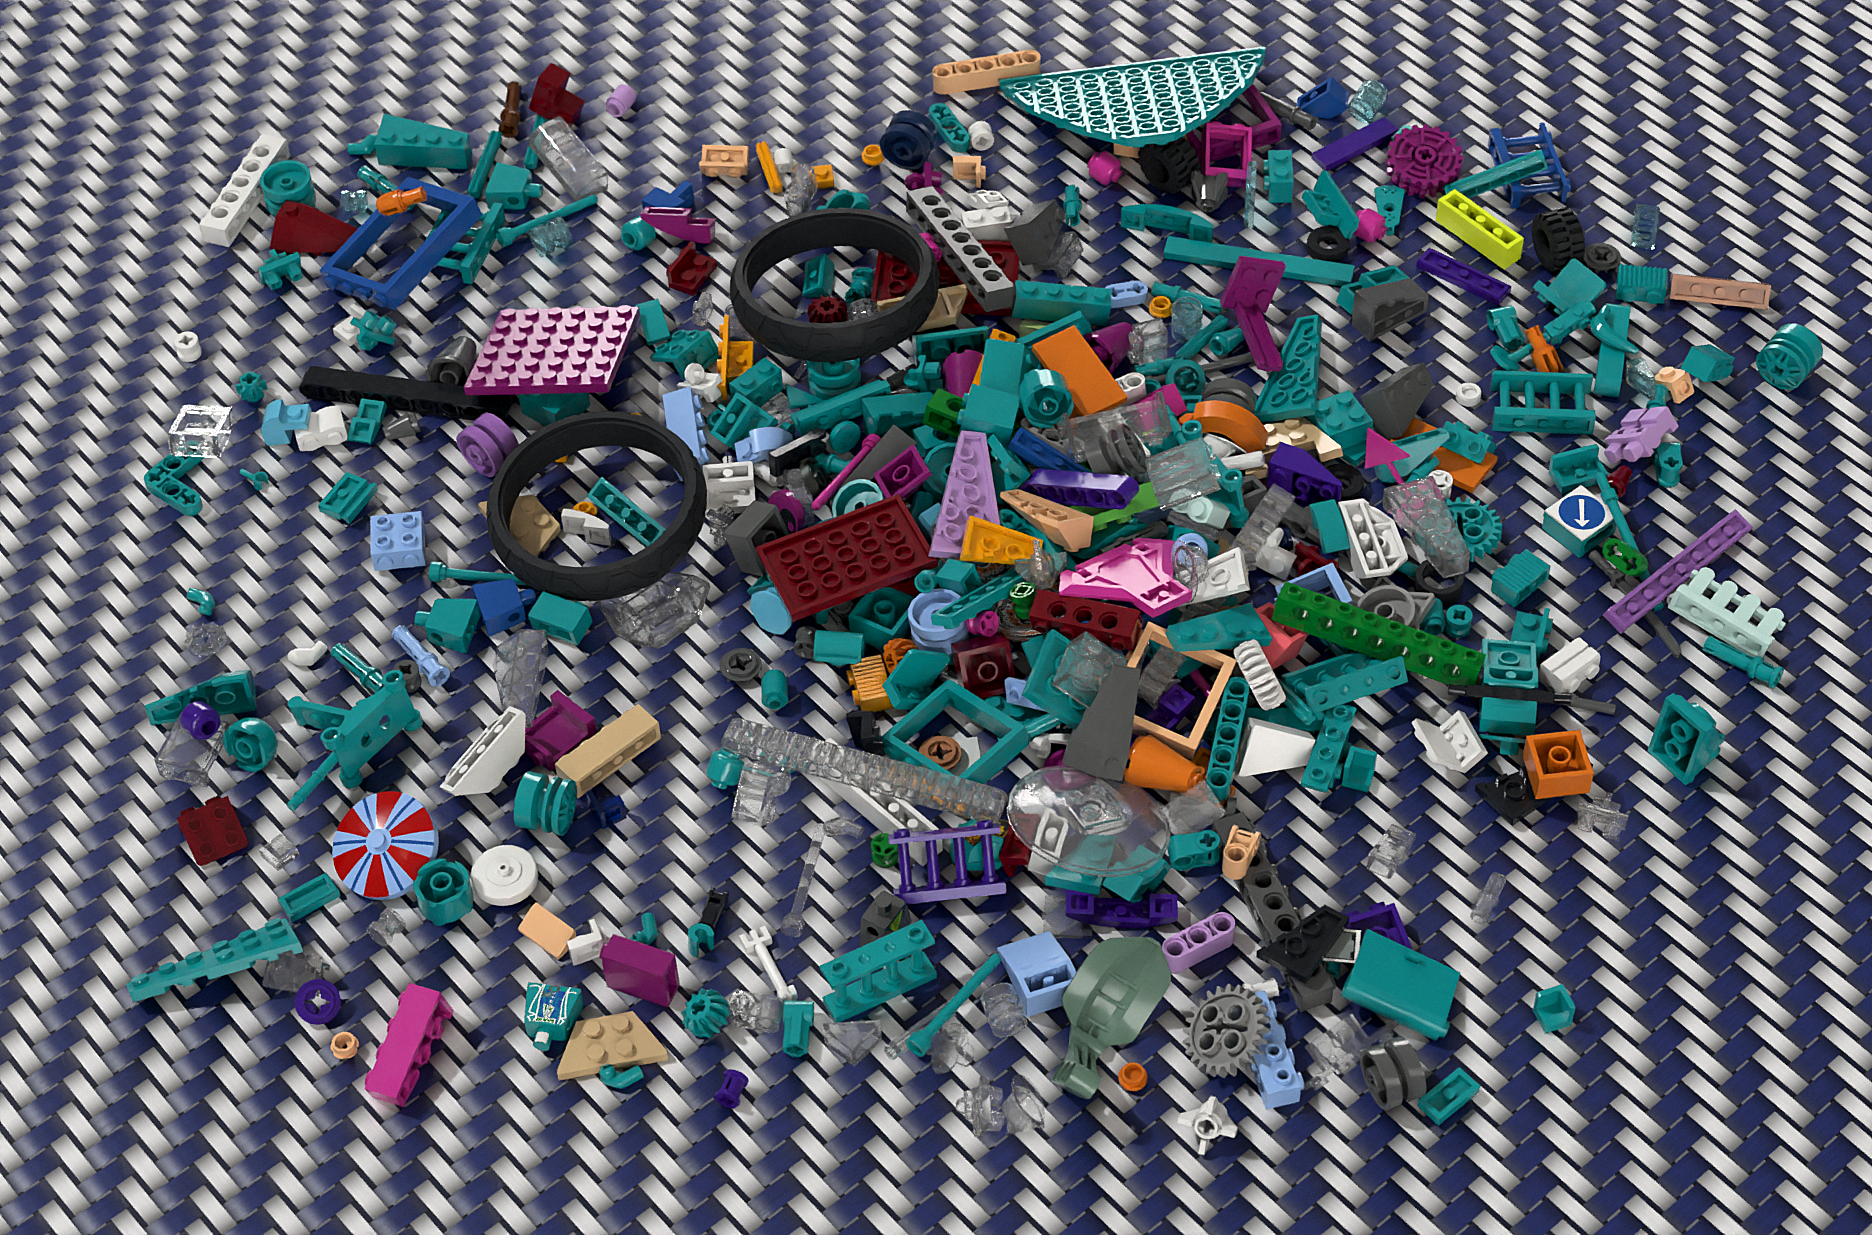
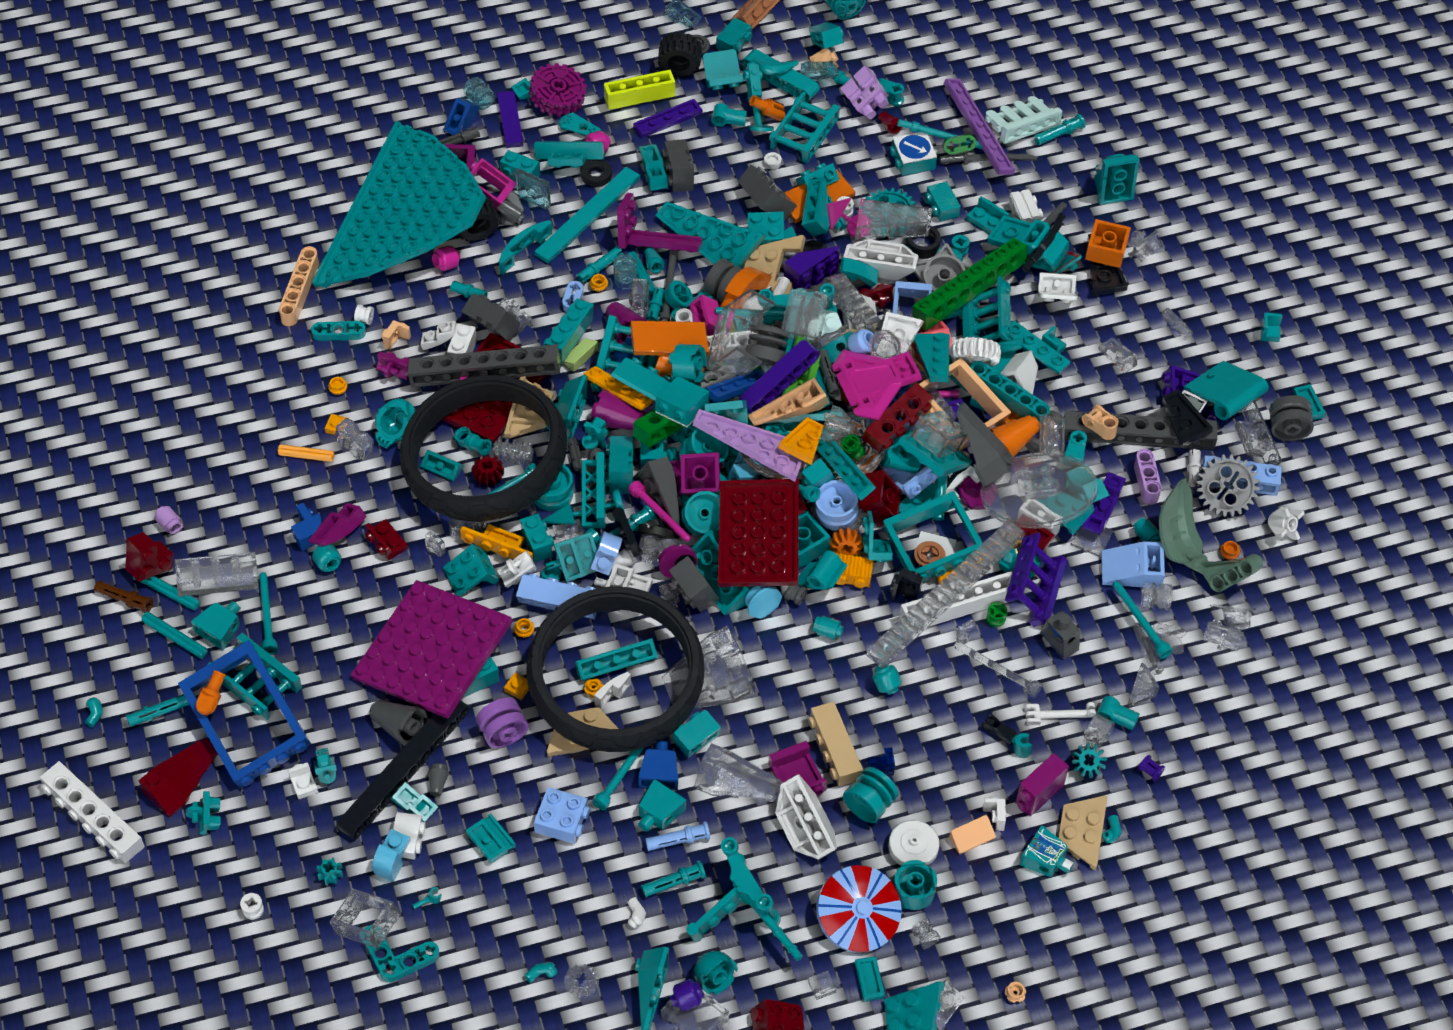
camera: 70 degrees left, 5 degrees up
(289, 182) = (118, 778): teal wheel -> none
(308, 991) = (980, 995): dark purple gear -> none
(354, 201) = (160, 736): clear light blue wheel -> none
(407, 1044) = (1039, 947): dark pink wedge -> none
(411, 674) = (691, 855): dark grey wheel -> none
(421, 144) = (125, 670): teal wedge -> none
(550, 236) = (294, 614): clear light blue wheel -> none
(649, 930) = (1001, 775): teal arm -> none
(653, 322) = (432, 577): teal slope -> none
(724, 160) = (282, 476): light nougat bracket -> none
(745, 657) = (801, 639): dark grey gear -> none
(757, 792) = (922, 664): clear brick -> none
(783, 160) = (307, 440): white hose -> none
(884, 984) = (1106, 648): teal fence -> none
(908, 139) = (348, 354): dark blue wheel -> none
(1499, 175) = (602, 59): teal piece -> none
(1516, 191) = (590, 54): blue fence -> none
(1576, 468) = (872, 136): teal bracket -> none

